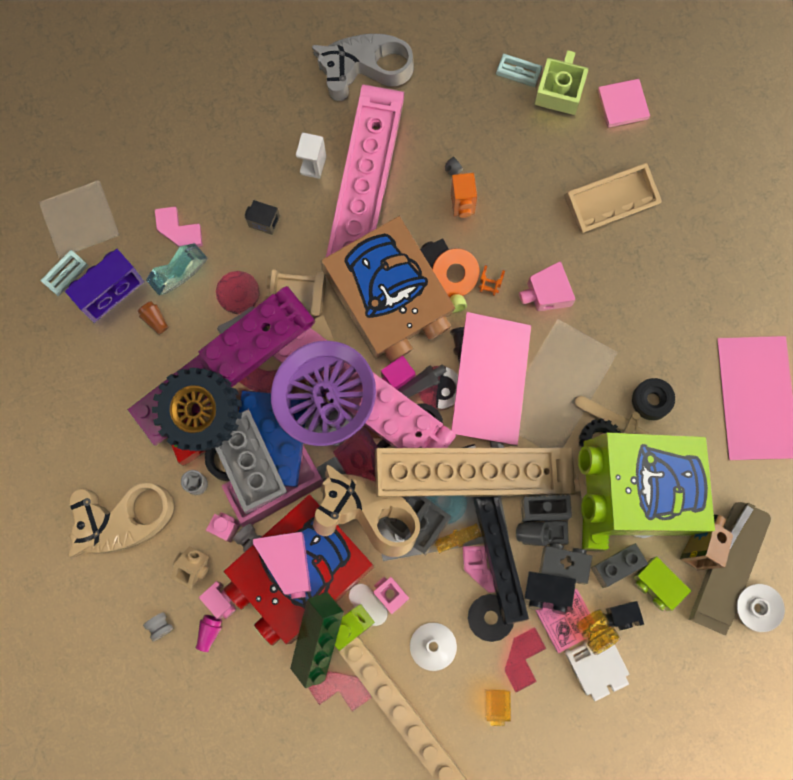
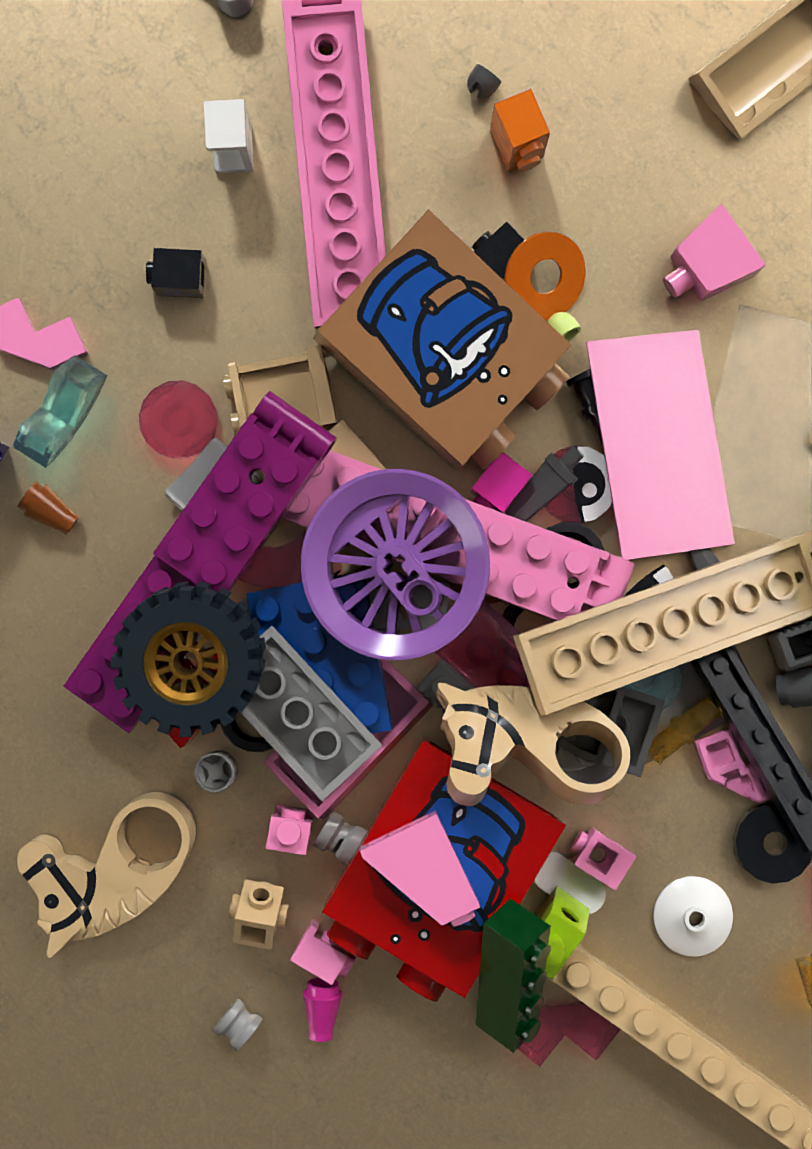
camera: 20 degrees left, 10 degrees up
(484, 278) = (622, 272): orange piece -> none

